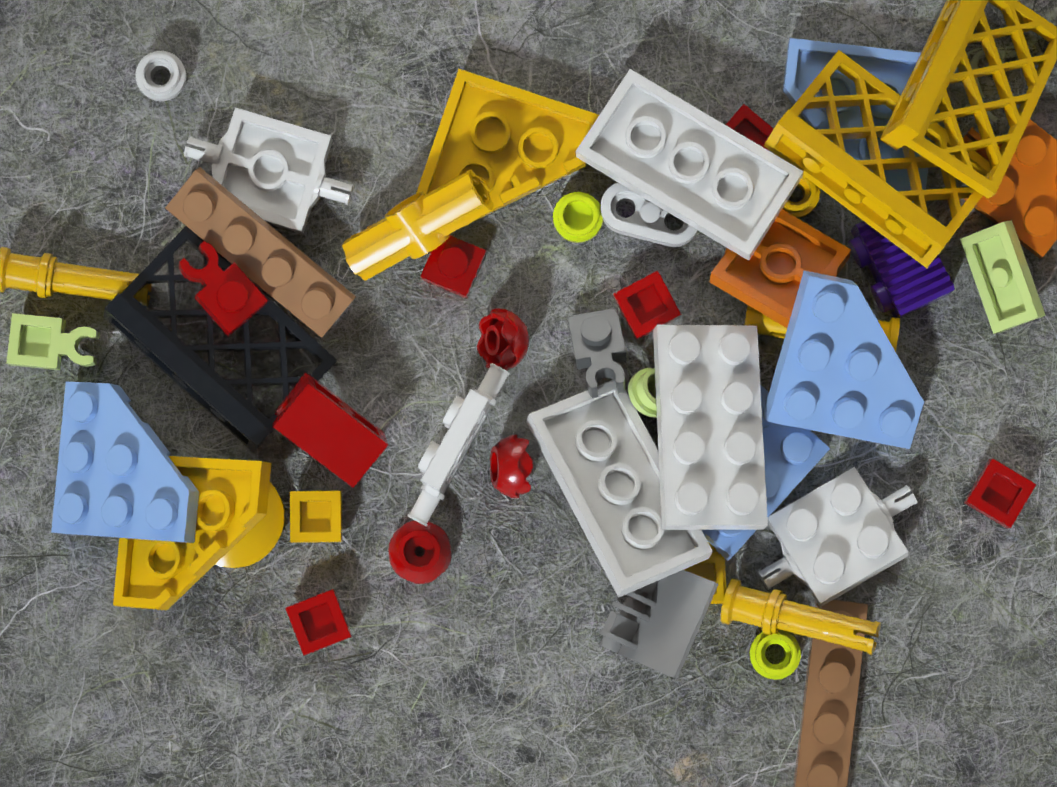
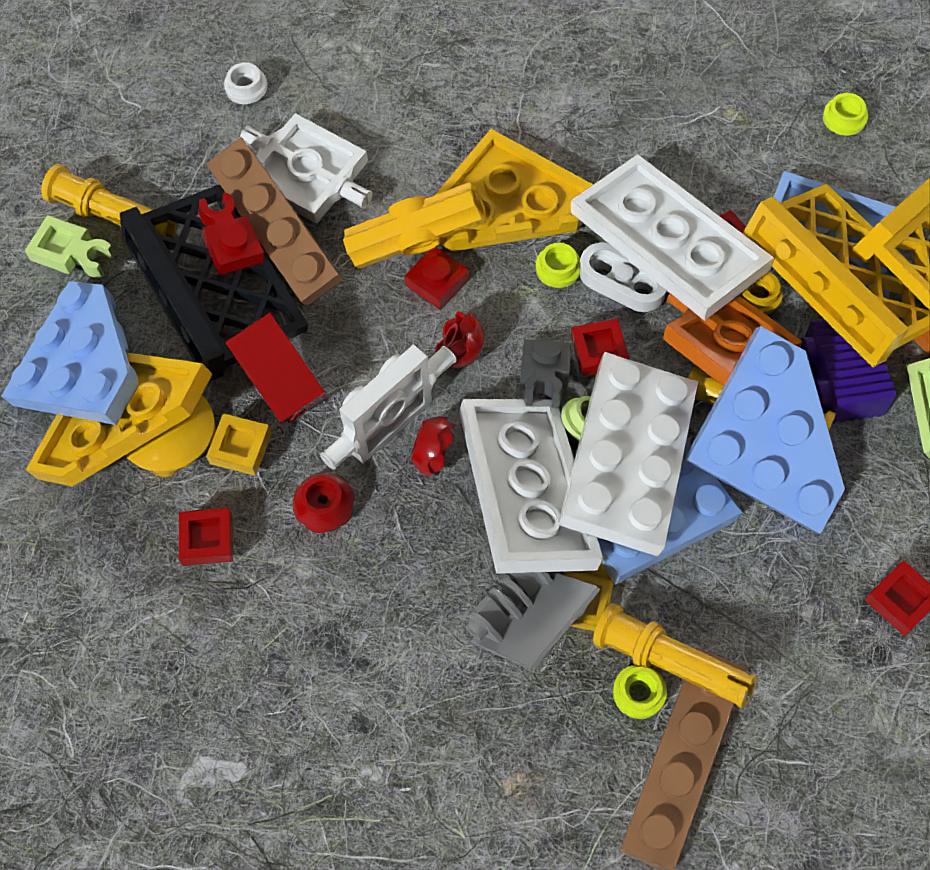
camera: 15 degrees right, 20 degrees down
(837, 537) = (730, 595): white plate -> none

